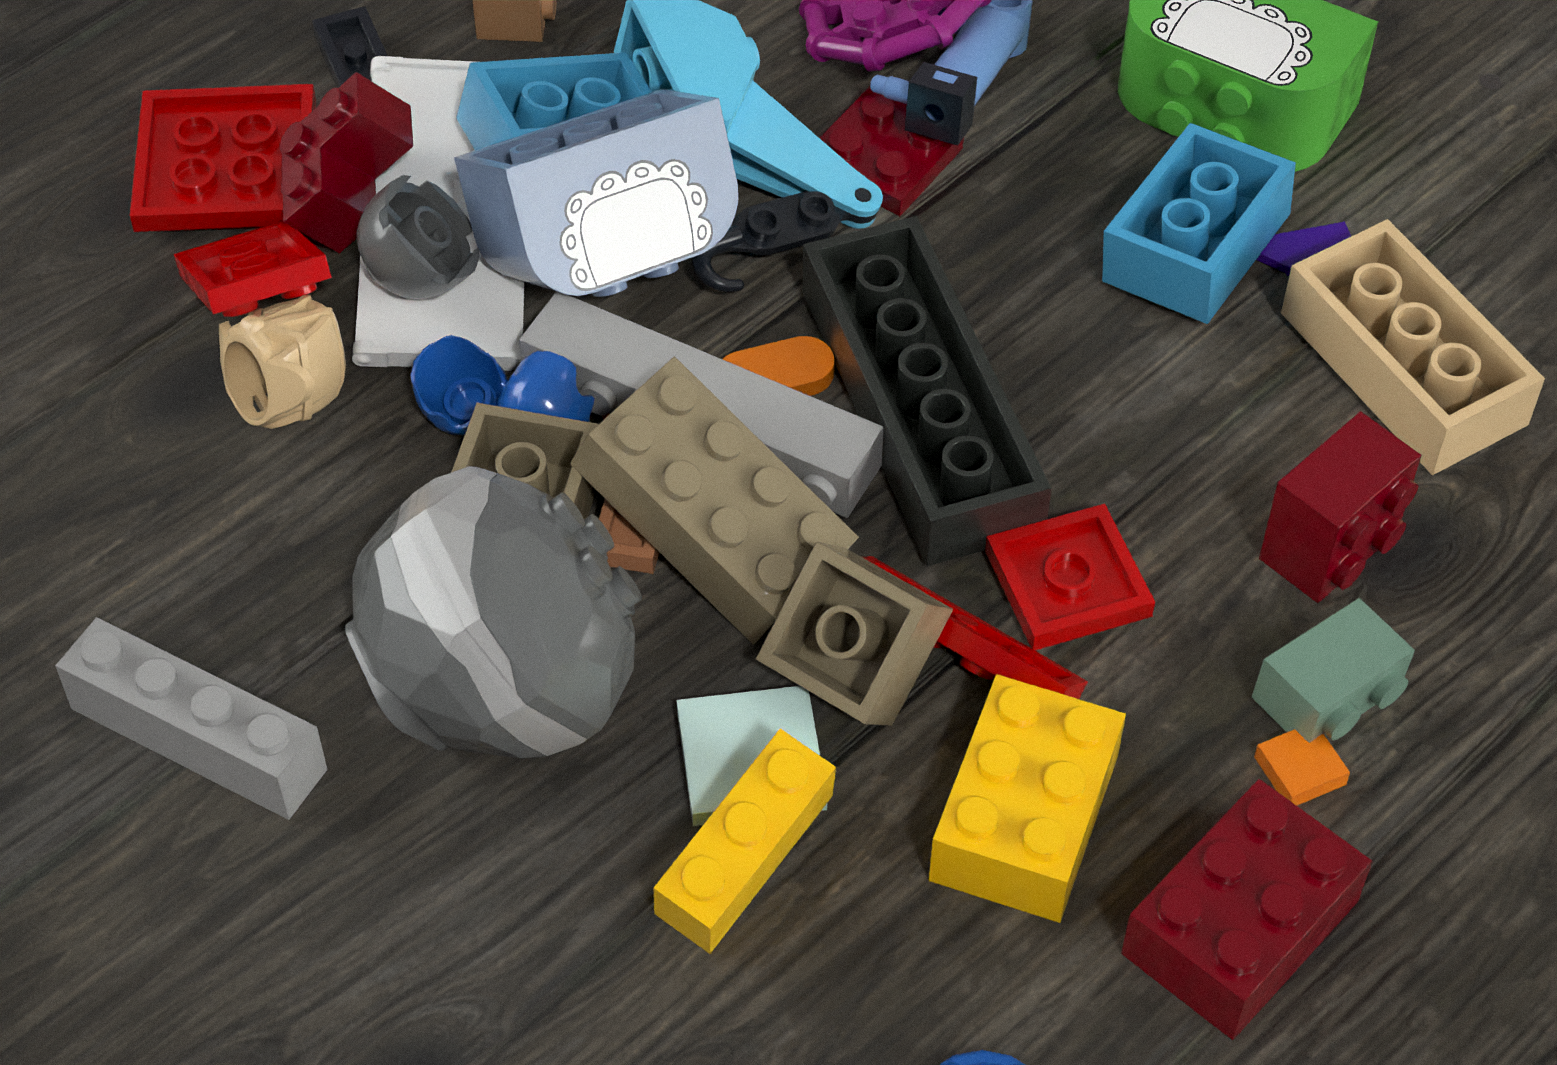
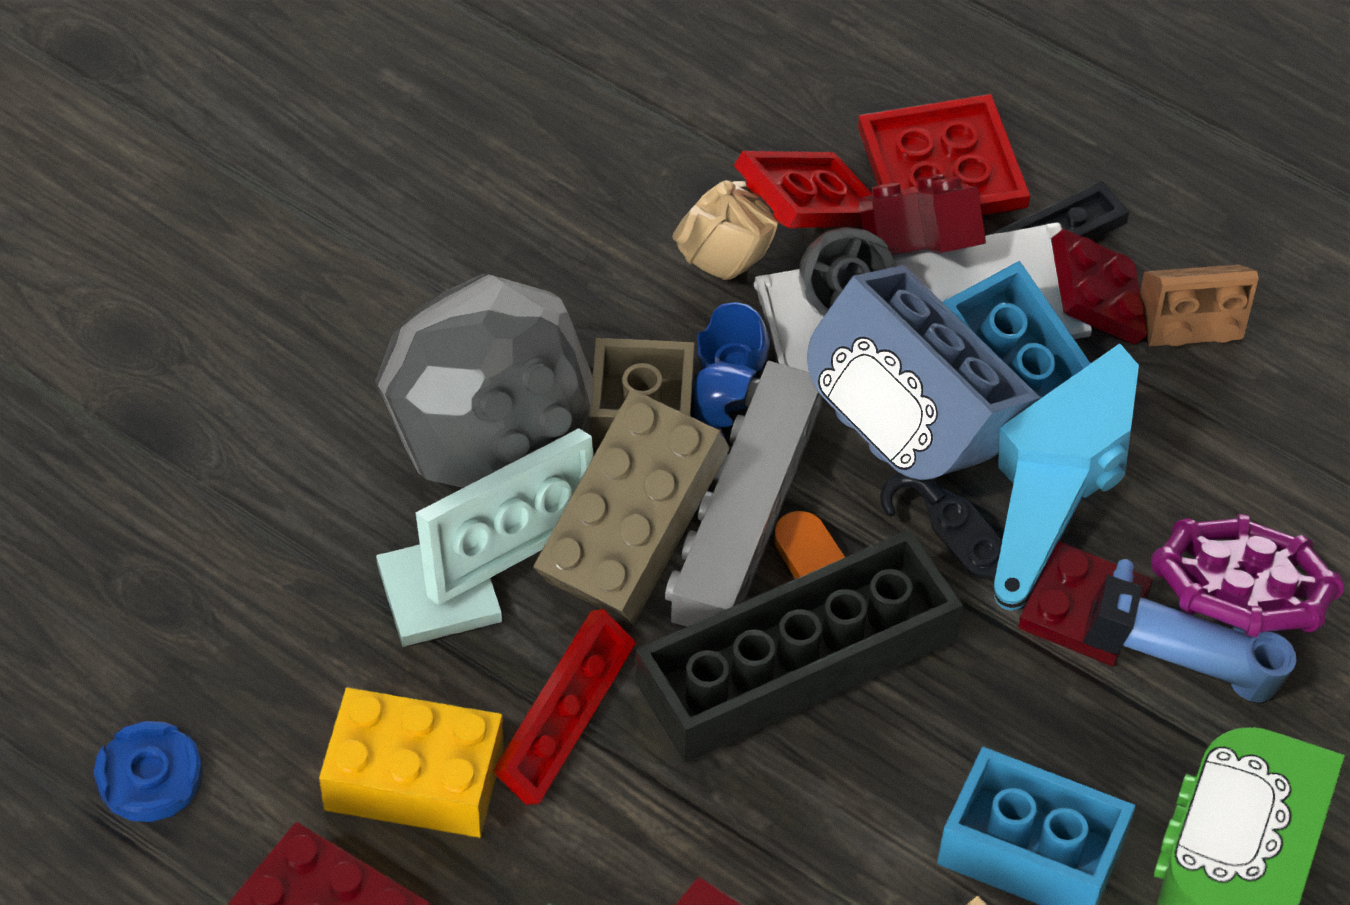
camera: 80 degrees right, 0 degrees up
(192, 717) = (409, 249): light grey brick -> none
(455, 43) = (1098, 286): none -> dark red plate
(696, 630) = (499, 517): none -> light aqua plate
(744, 840) = (342, 579): yellow brick -> none
(854, 634) = (528, 619): dark tan brick -> none
(1069, 577) = (636, 778): red plate -> none

